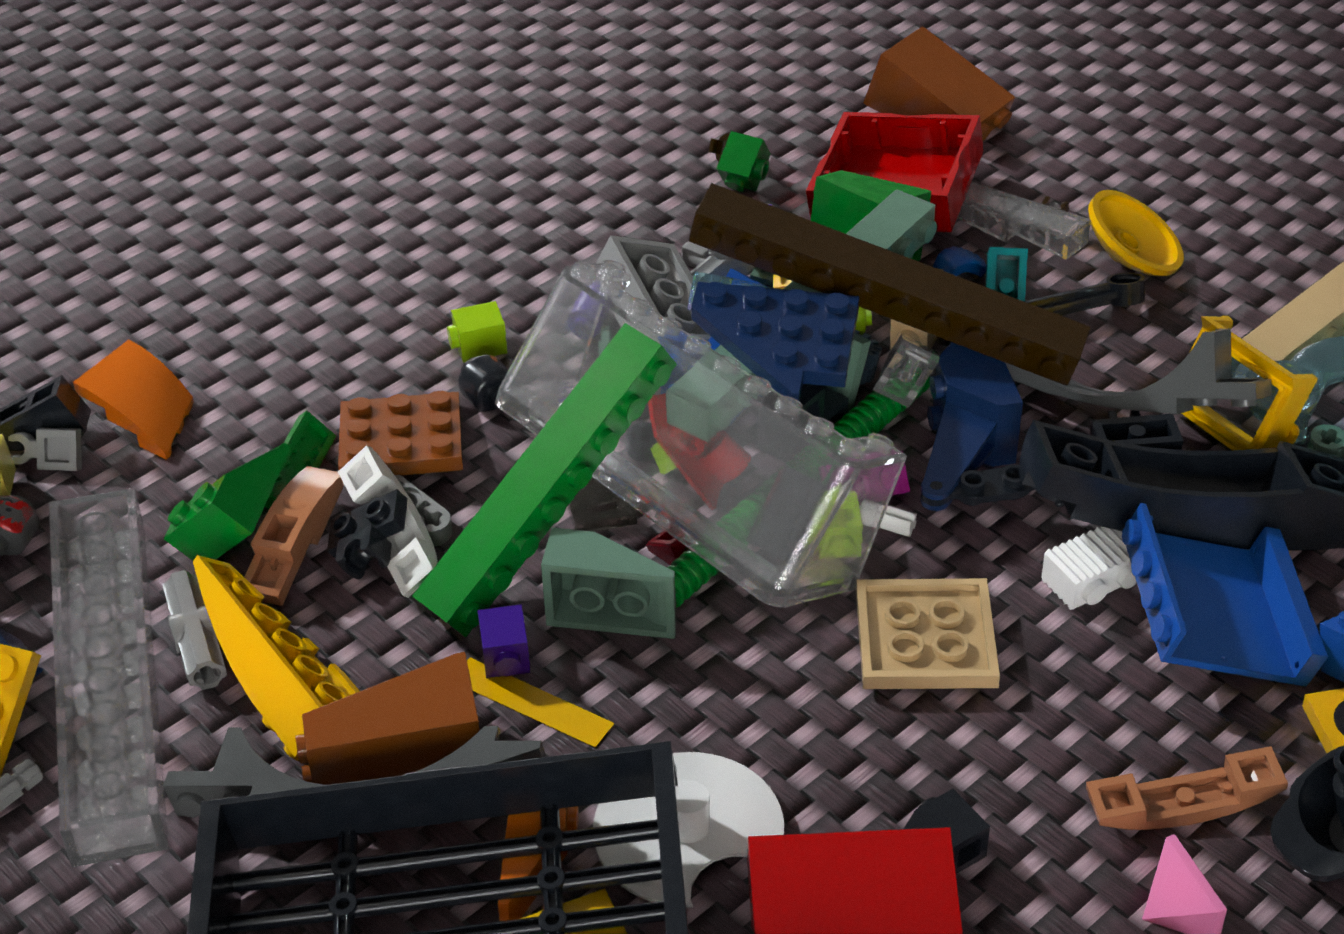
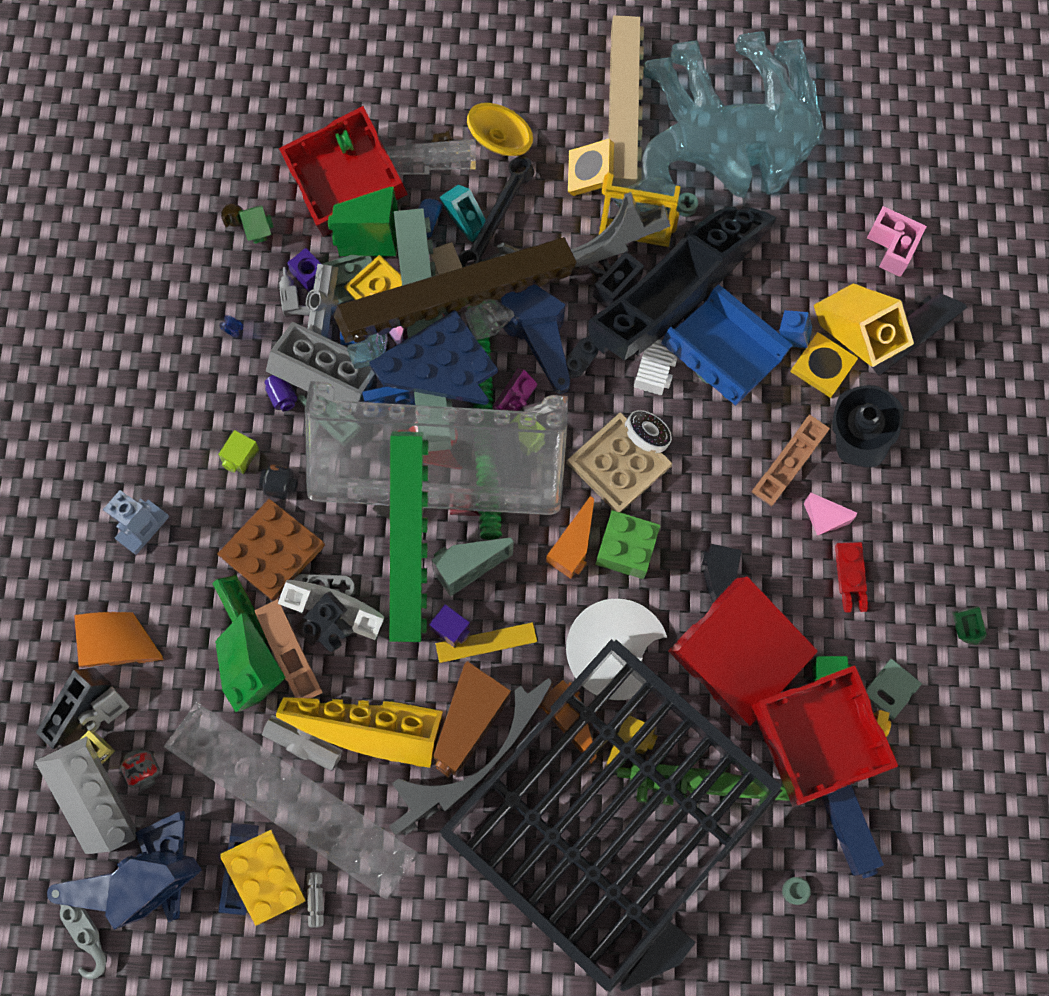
camera: 50 degrees left, 30 degrees up
(295, 291) = (133, 518): none -> sand blue tile
(610, 226) = (231, 326): none -> clear blue bush
(765, 668) = (571, 548): none -> orange slope
(834, 718) = (627, 544): none -> bright green brick
(927, 146) = (344, 141): none -> green bush
(931, 78) = (307, 89): dark orange slope -> none
(1002, 618) = (658, 433): none -> tile
(1246, 321) = (589, 166): none -> yellow tile

